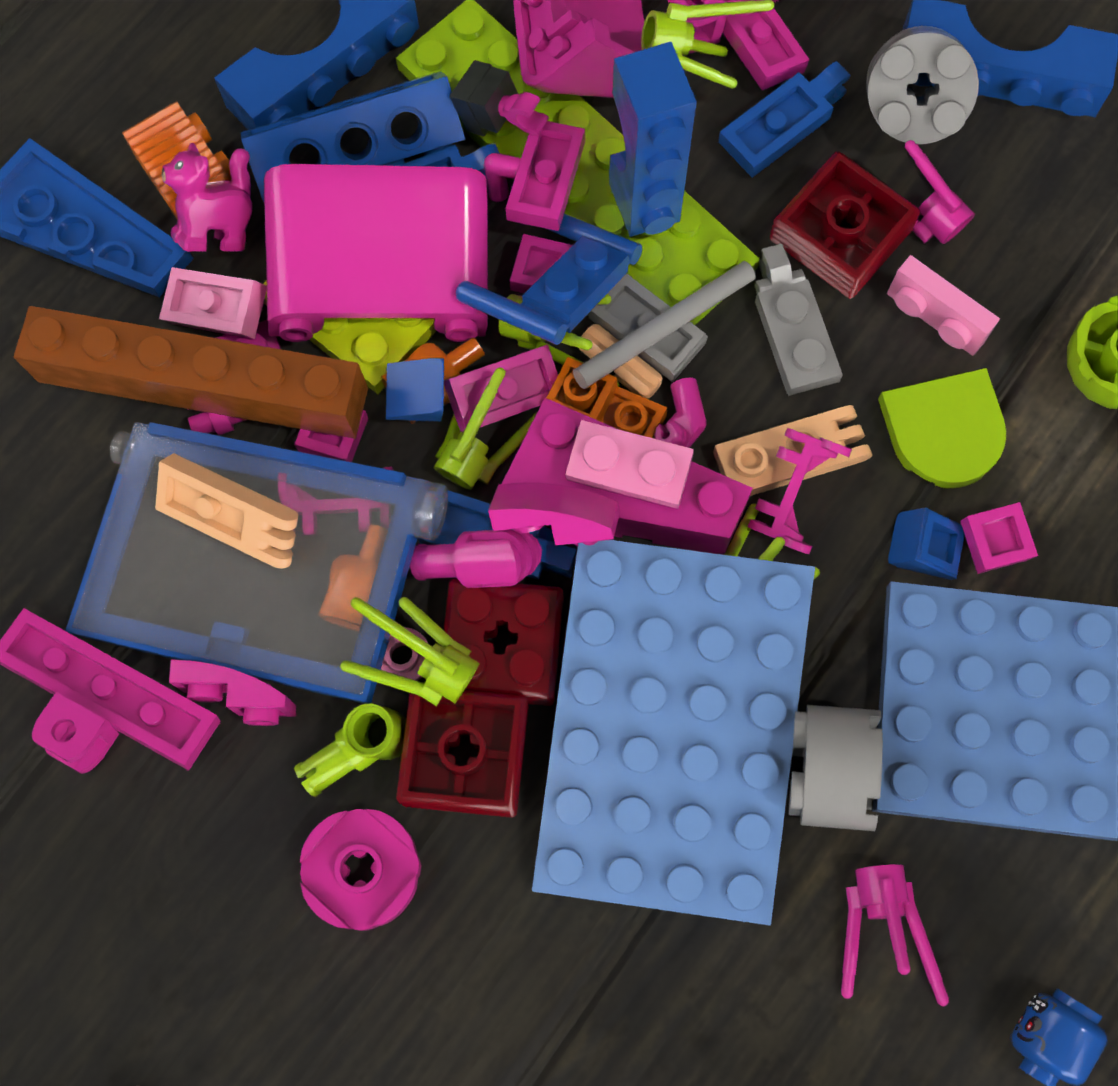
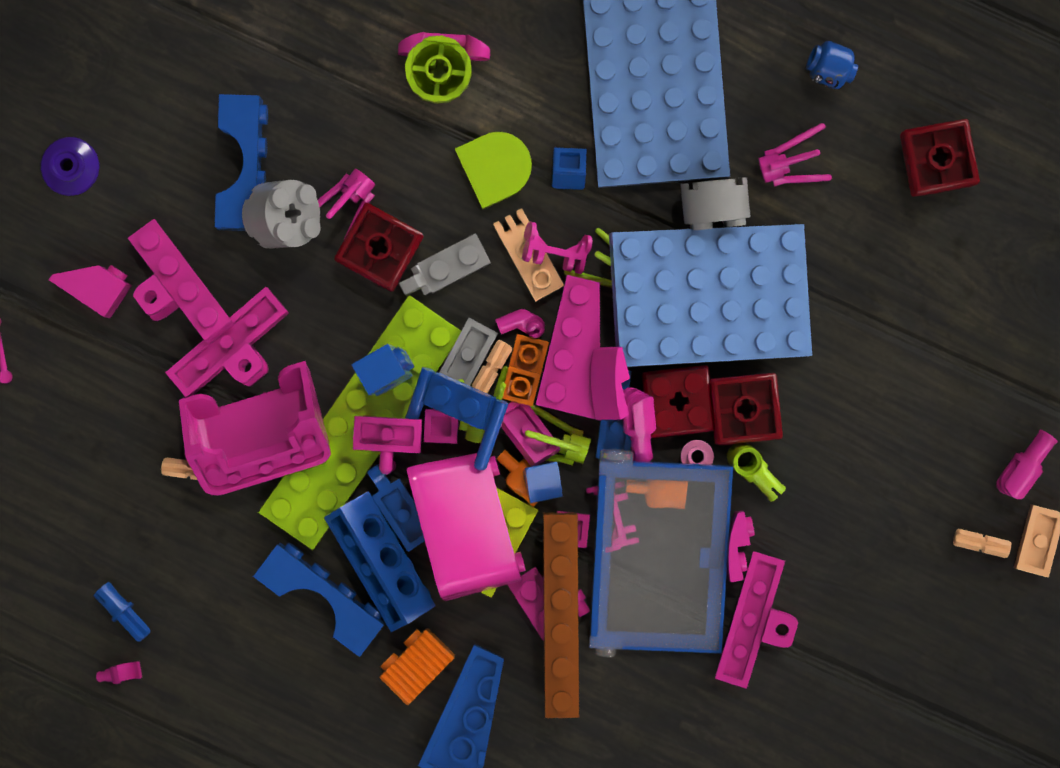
camera: 105 degrees left, 15 degrees up
(207, 204) = (447, 636): dark pink animal -> none
(213, 302) = (507, 619): bright pink plate -> none
(226, 510) = (640, 572): light nougat hinge -> none
(325, 871) = (814, 433): dark pink plate -> none
(445, 665) = (708, 426): lime plant -> none
(489, 98) = (346, 476): pearl dark grey piece -> none
(629, 464) = (571, 346): bright pink plate -> none
(663, 325) = (470, 343): light grey bar -> none
(672, 26) = (278, 373): lime plant -> none
(783, 118) = (310, 296): blue plate -> none
(942, 305) = (428, 169): bright pink plate -> none
(999, 538) = (560, 128): dark pink plate -> none

